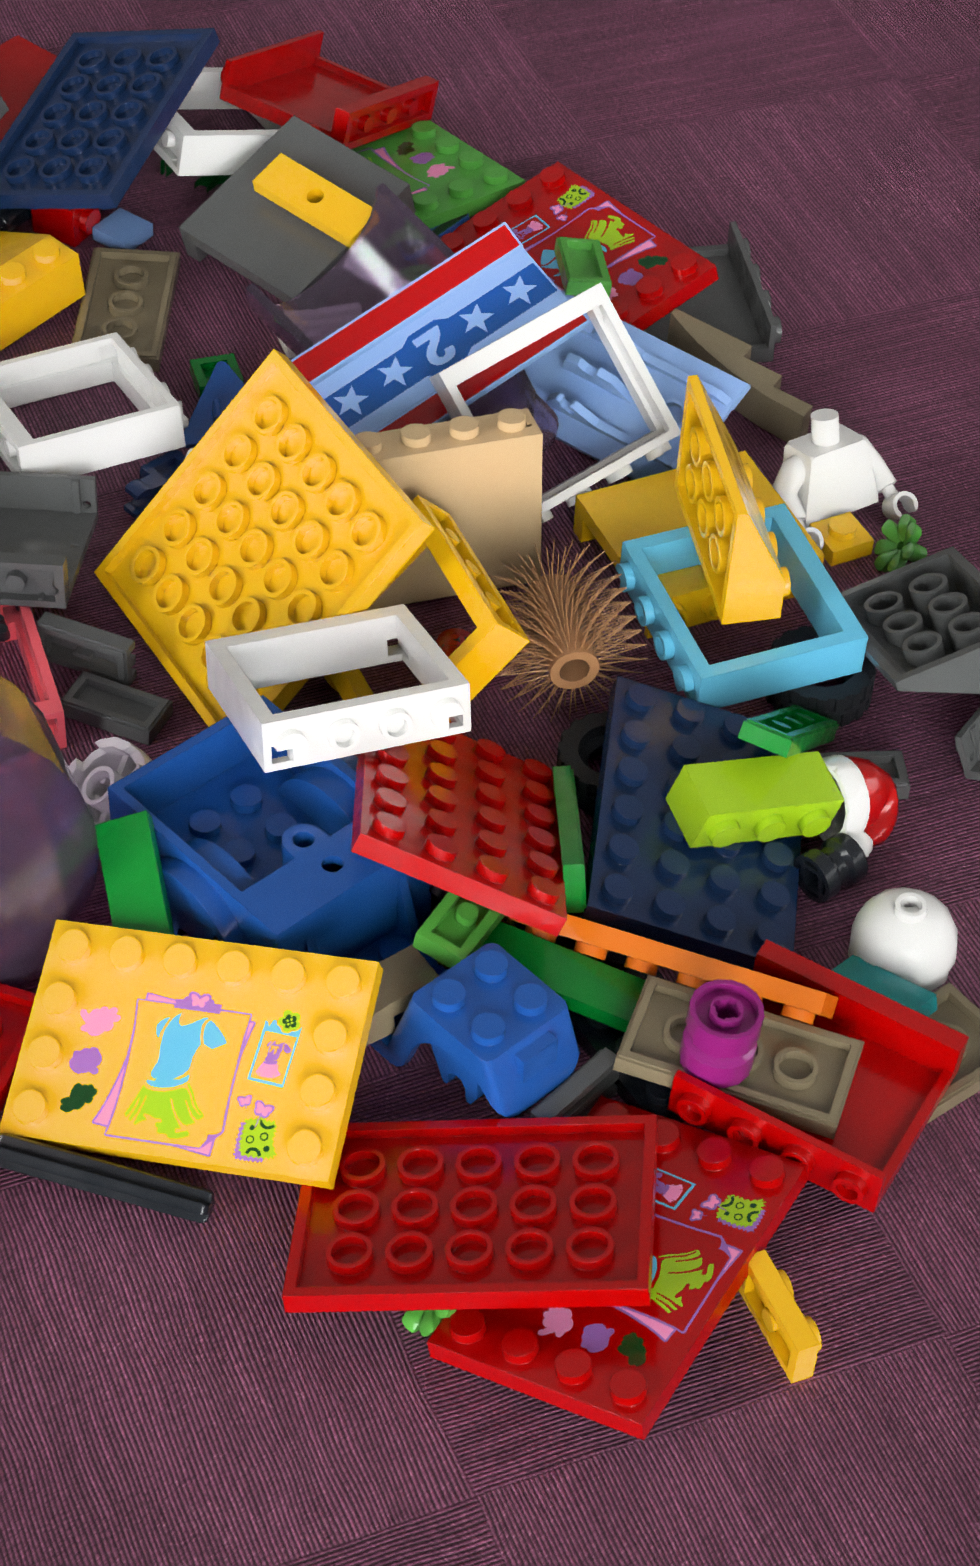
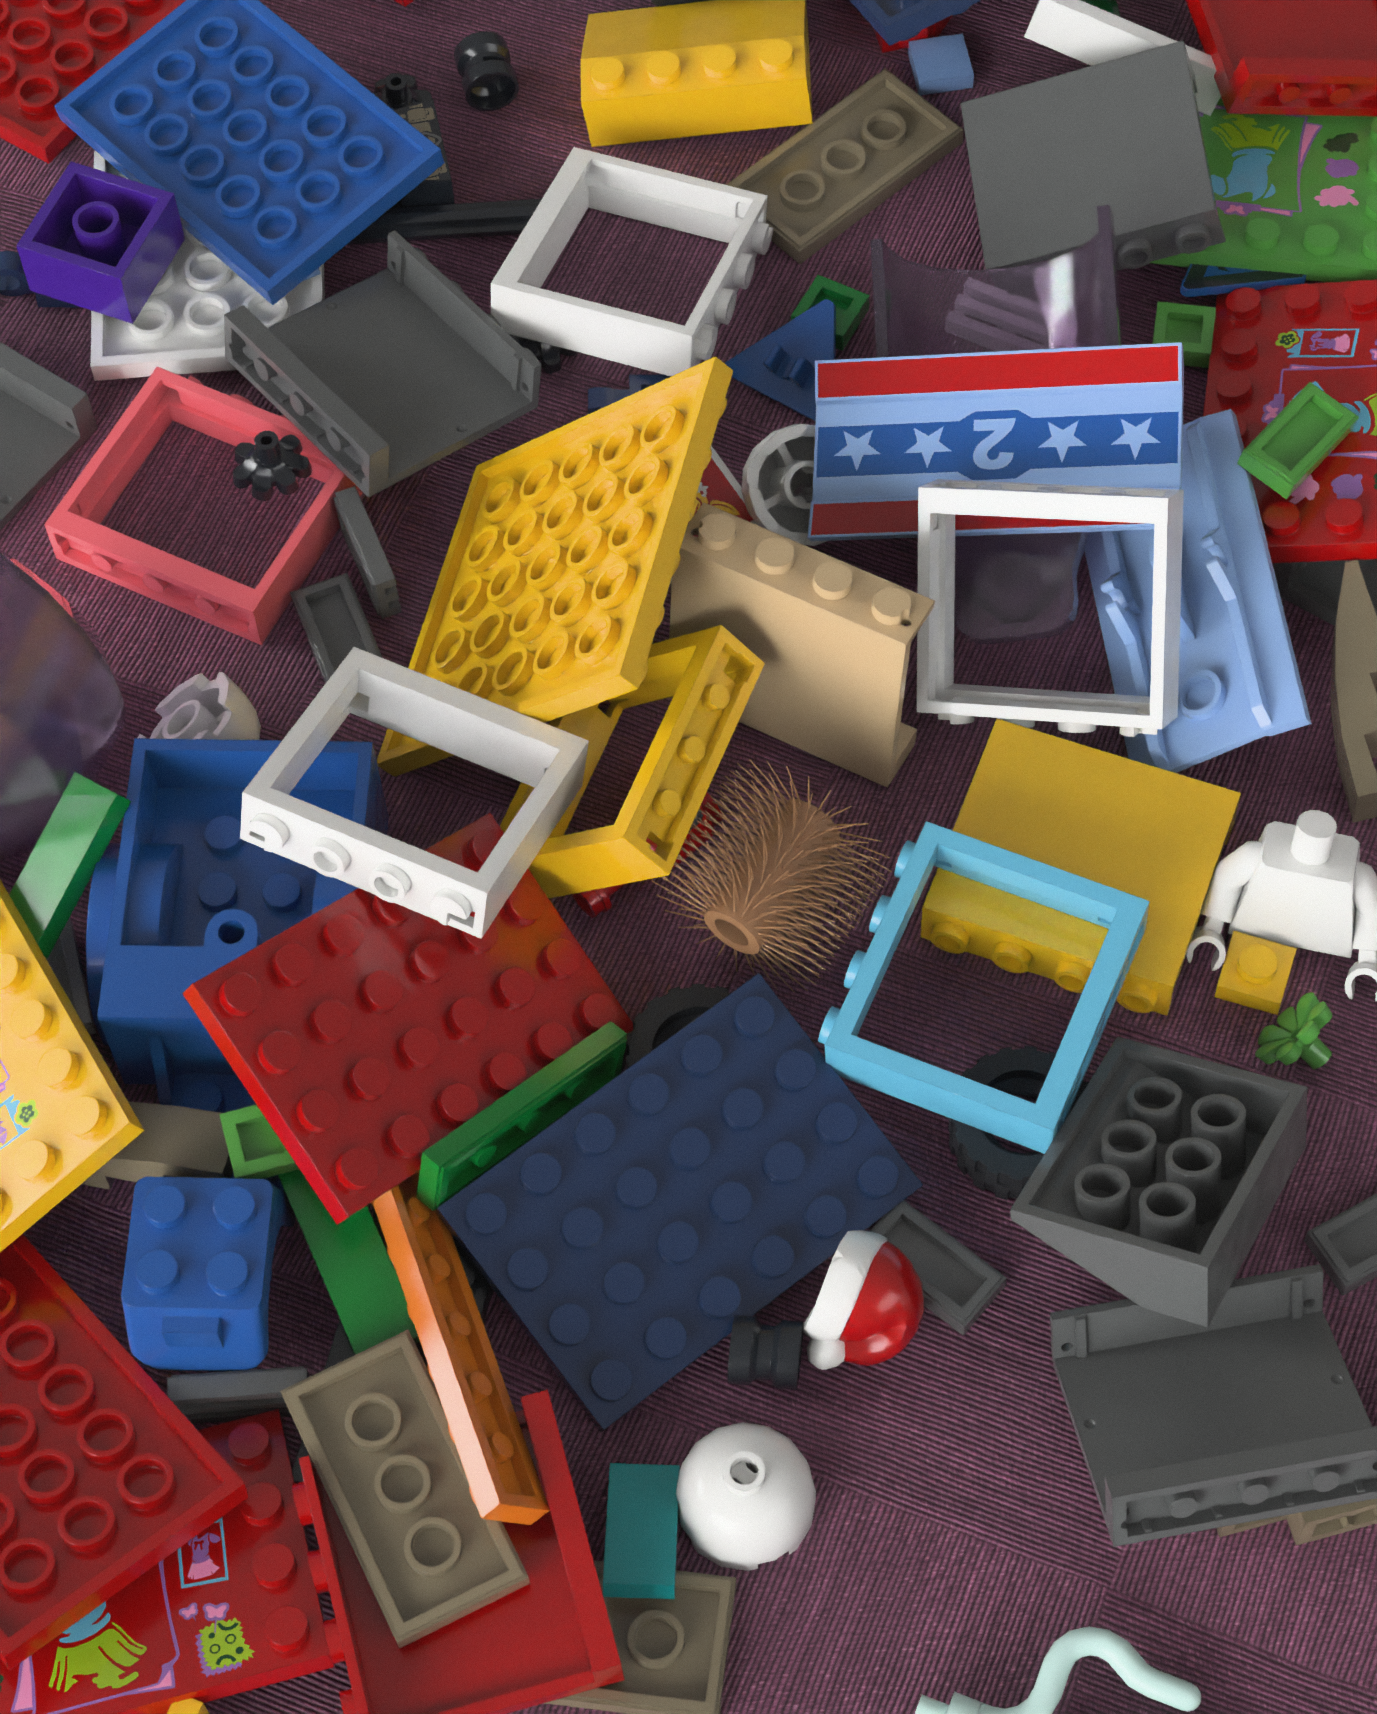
camera: 50 degrees right, 15 degrees up
(313, 199) = (1094, 162): yellow tile -> none
(721, 1033) = (360, 1457): magenta wheel -> none
(726, 516) = (1019, 875): yellow slope -> none
(754, 799) = (731, 1225): lime brick -> none
(788, 730) = (852, 1173): green tile -> none

